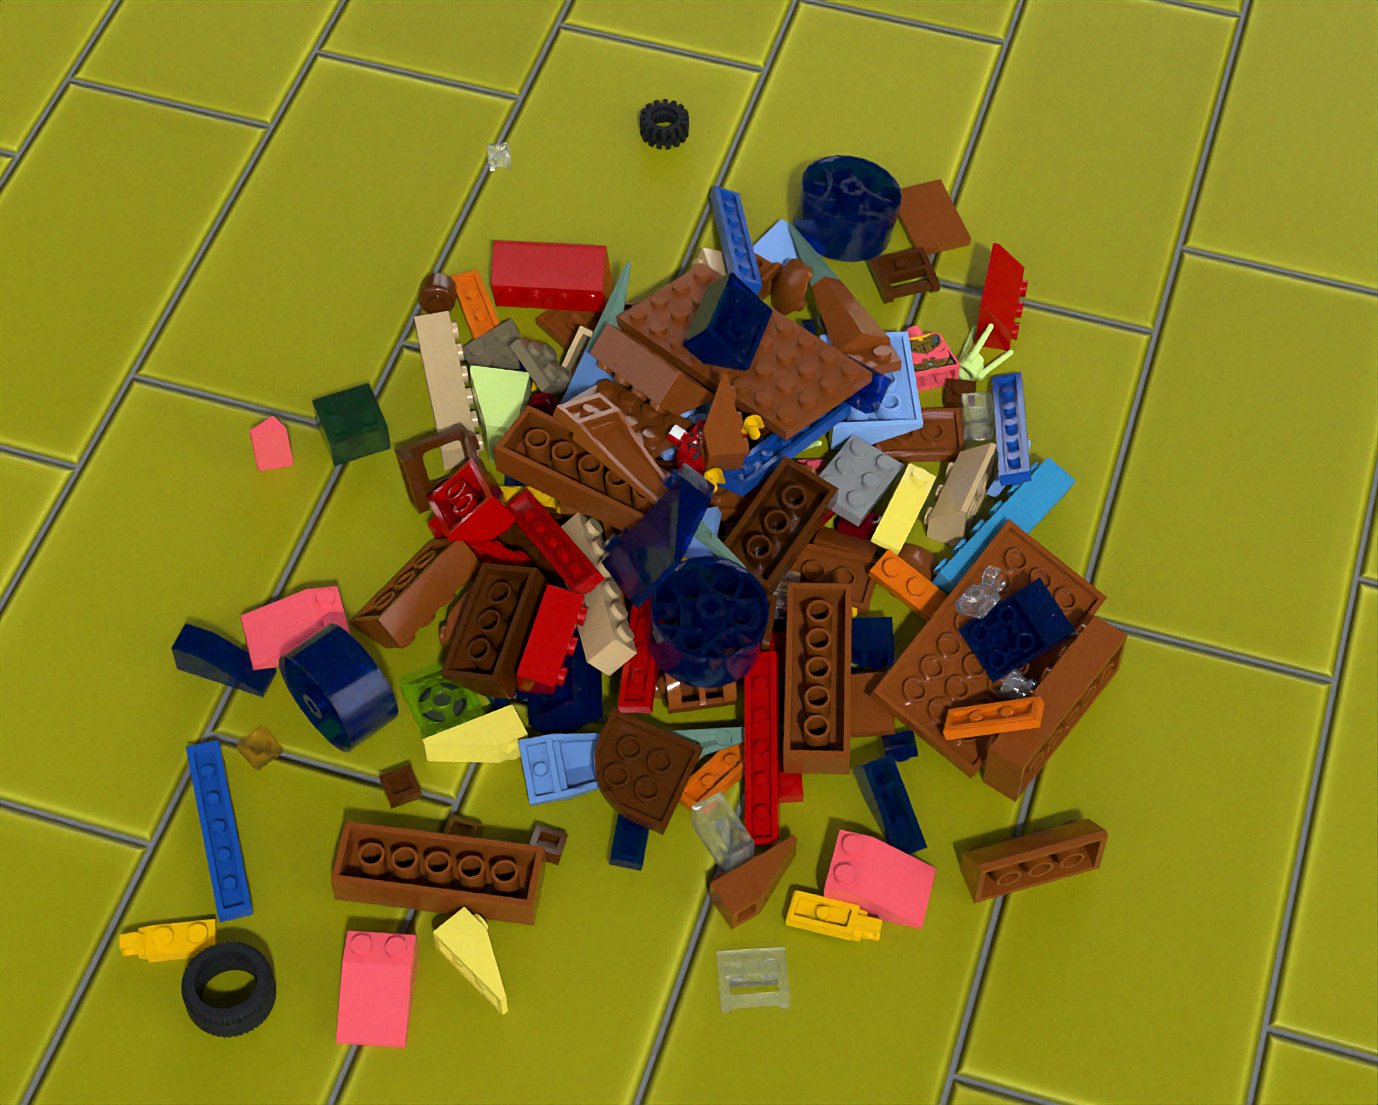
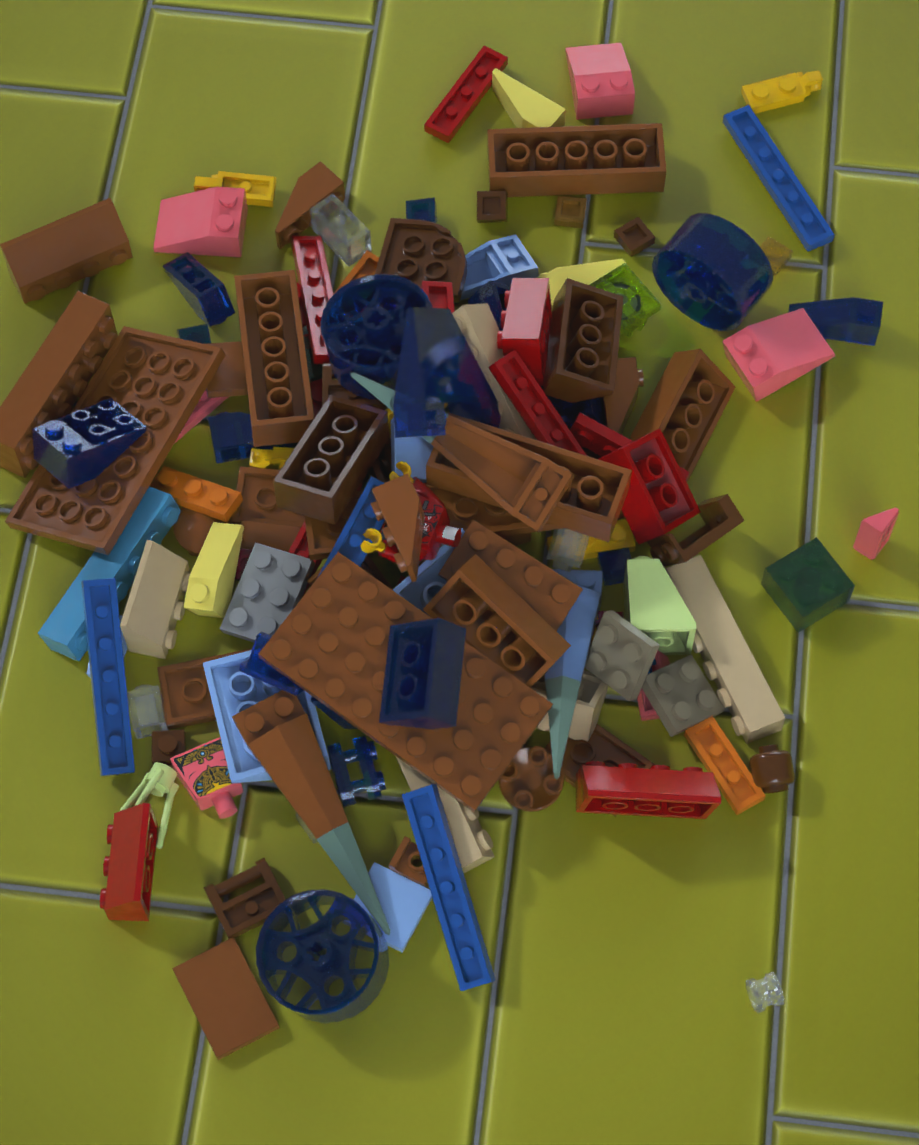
camera: 170 degrees right, 10 degrees up
(215, 961) = (722, 31): black tyre -> none
(540, 995) = (465, 94): none -> red plate
(664, 135) = (575, 1067): black tyre -> none
(752, 968) = (298, 139): clear plate -> none
(791, 286) = (372, 834): dark orange dish -> none
(981, 598) = (127, 450): clear plate -> none
(993, 718) = (106, 334): orange tile -> none
(1016, 685) = (86, 388): clear wheel -> none

